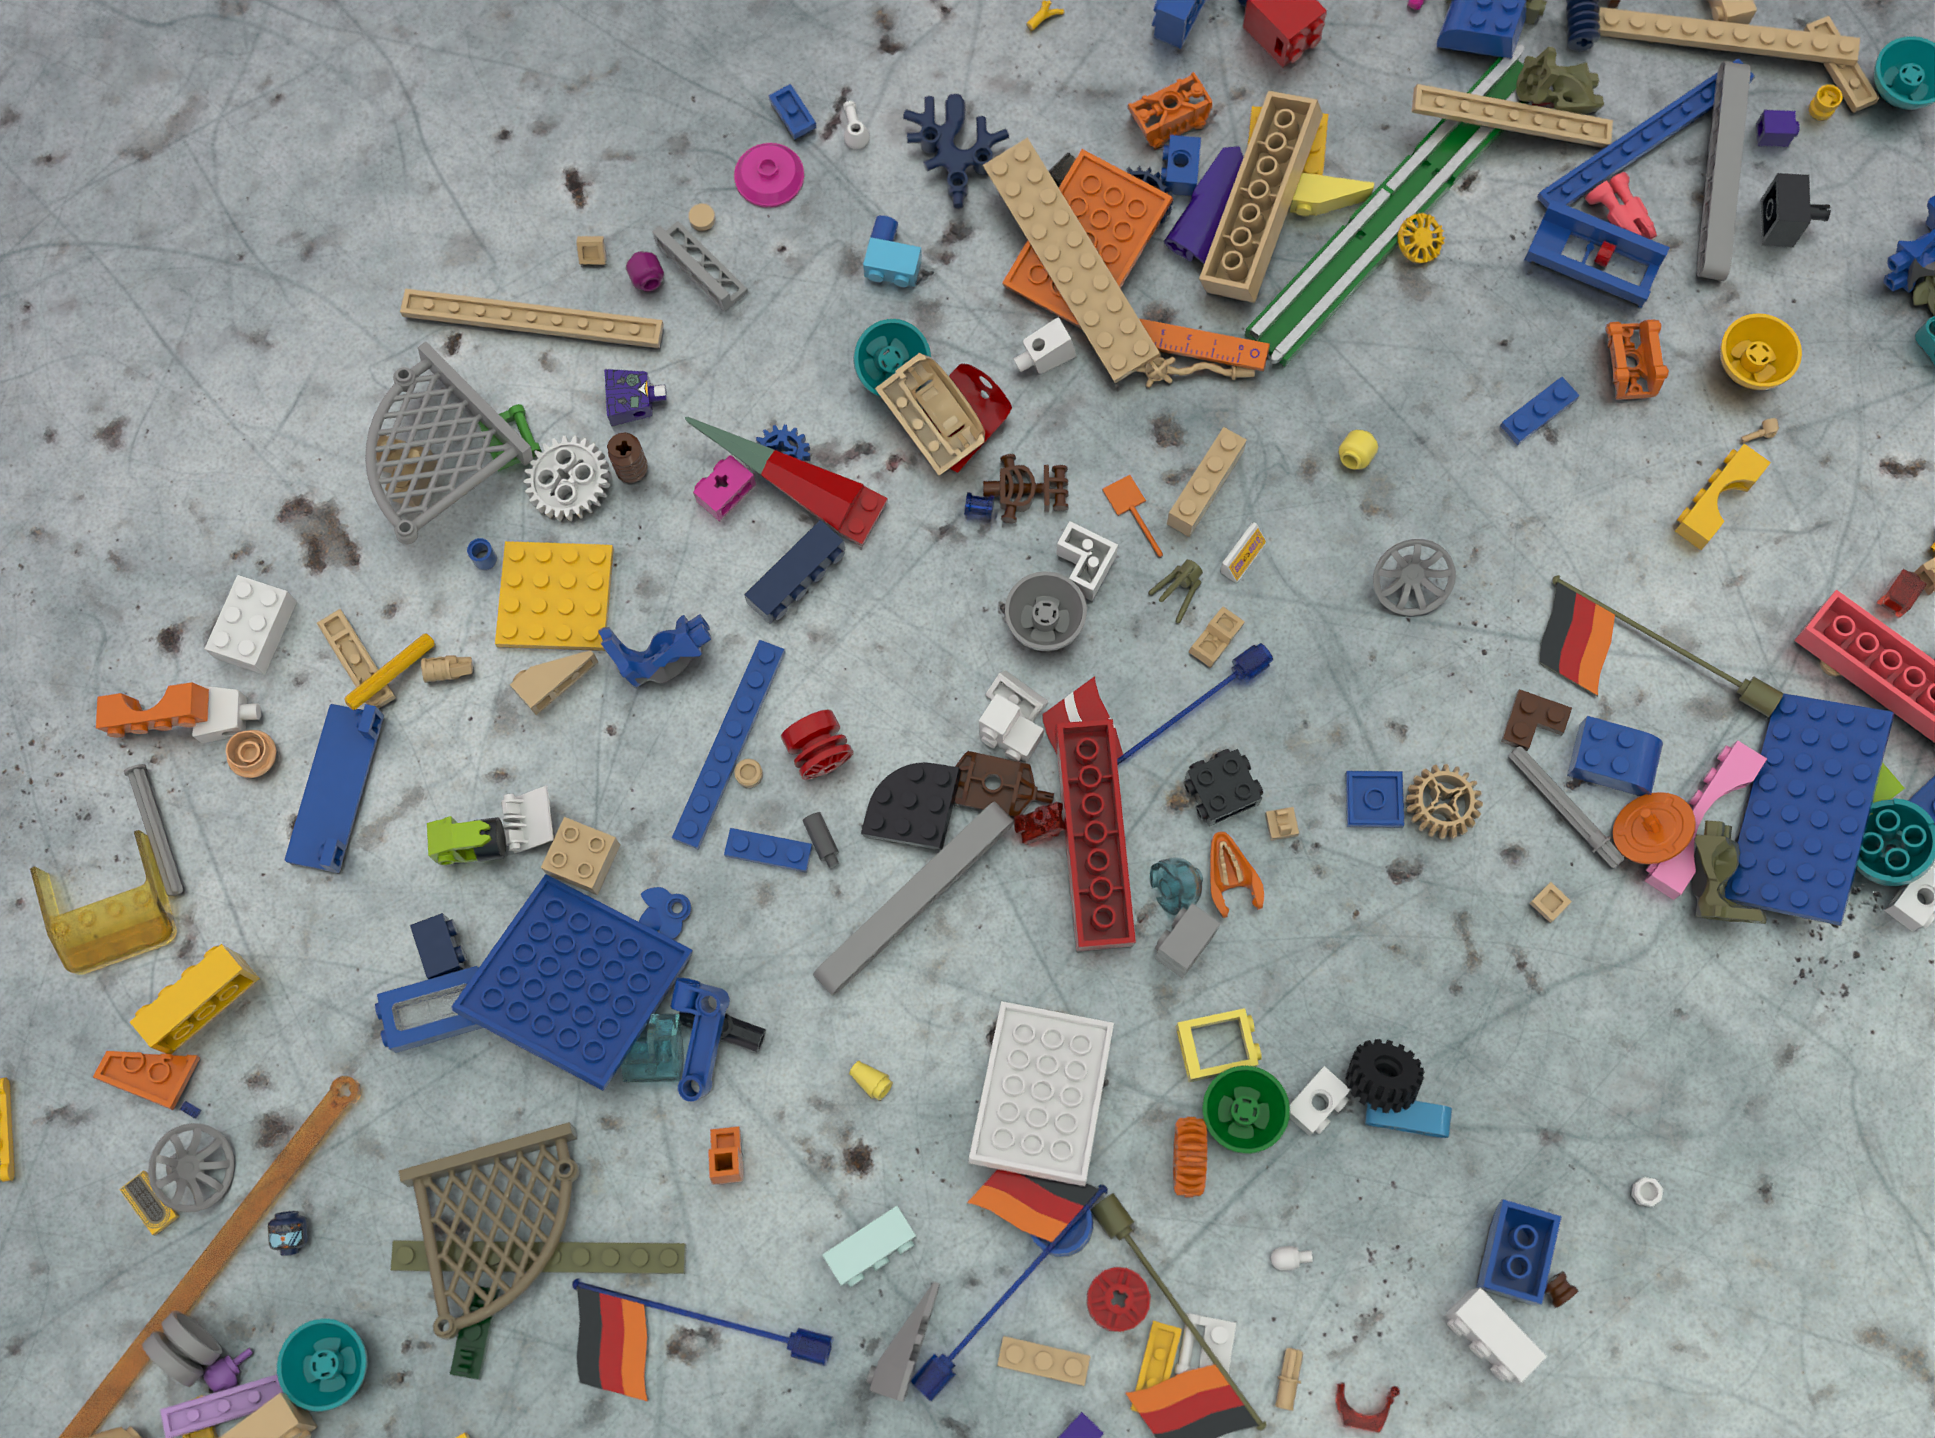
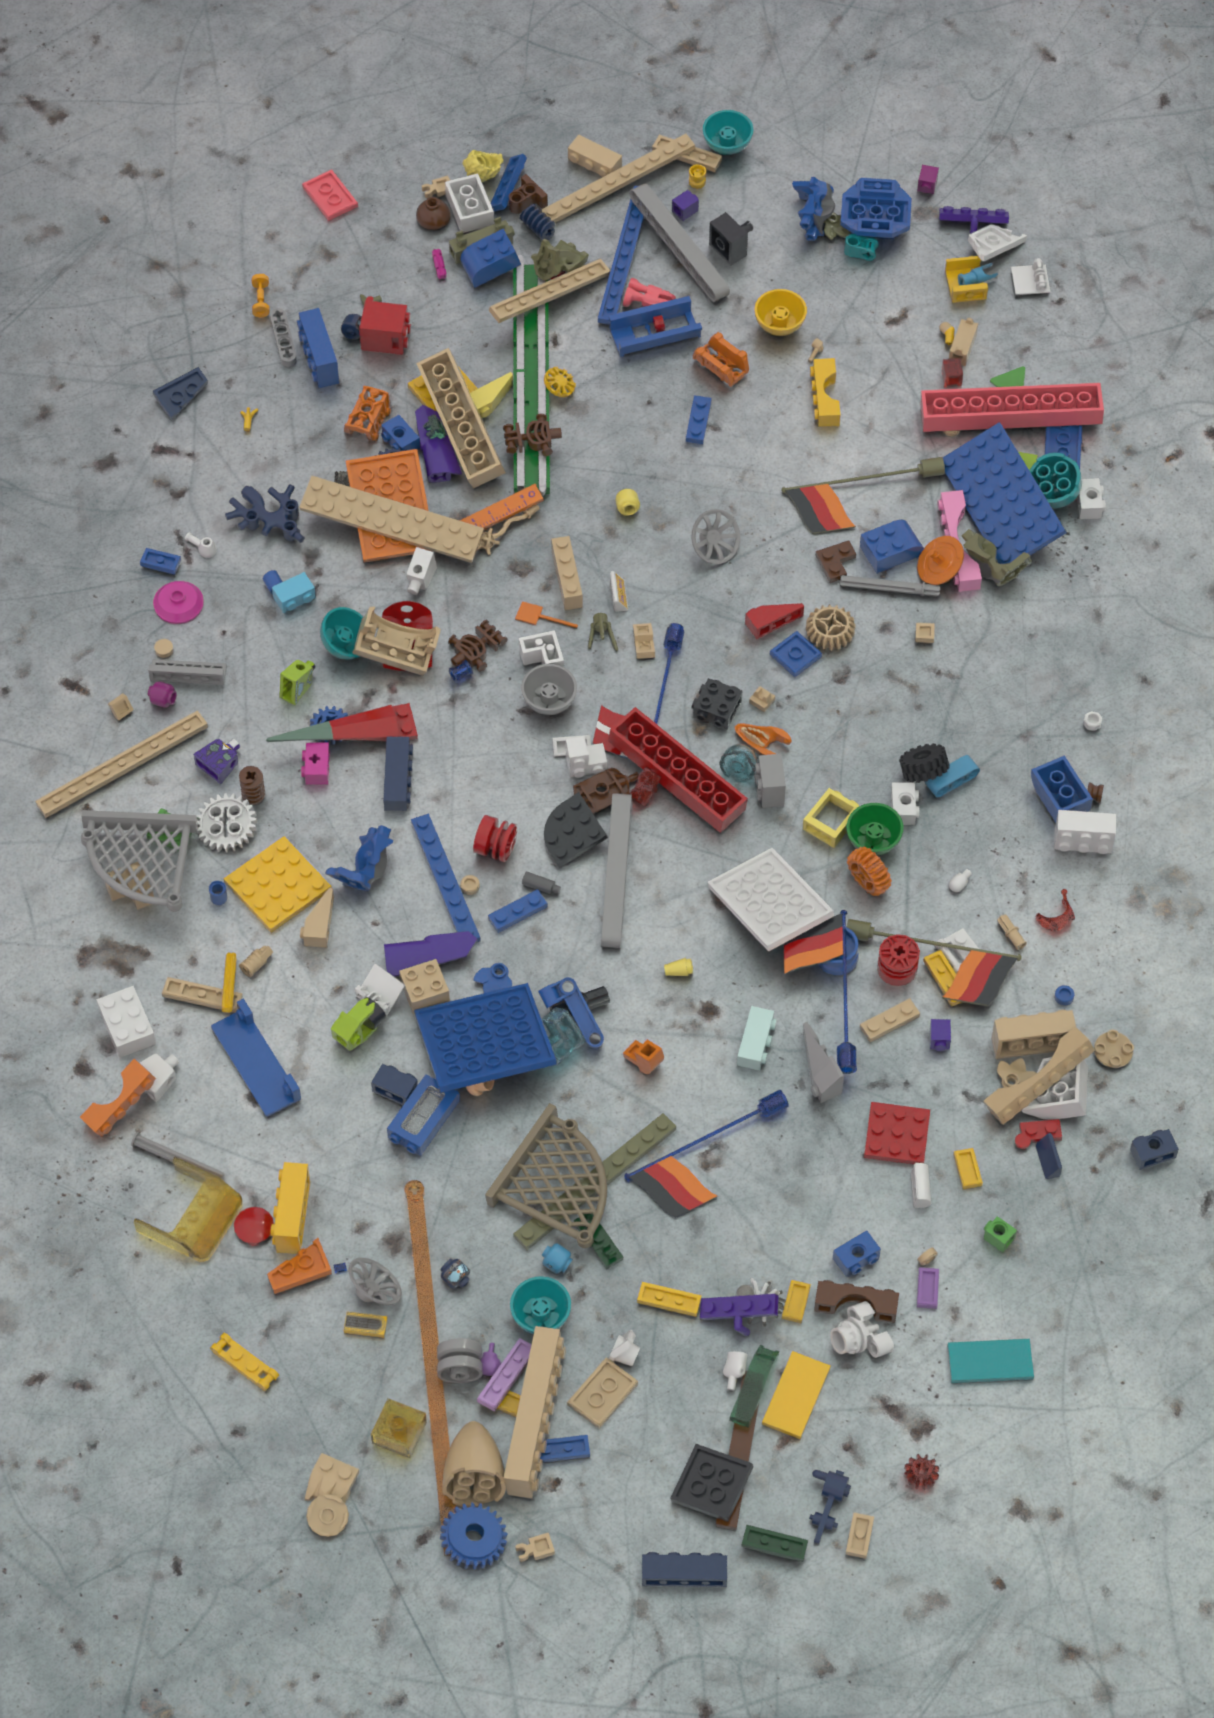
camera: 45 degrees left, 15 degrees down
(53, 1365) = (398, 1428): none -> clear yellow brick
(150, 975) = (253, 1225): none -> red dish
(250, 753) = (193, 1080): light nougat piece -> none
(404, 1316) = (556, 1258): none -> dark azure head
(610, 810) = (439, 947): none -> dark purple panel
(794, 370) = (296, 680): none -> lime torso
(1223, 184) = (436, 427): none -> tile
(1302, 269) = (542, 438): none -> reddish brown piece
(1384, 730) = (772, 617): none -> red slope

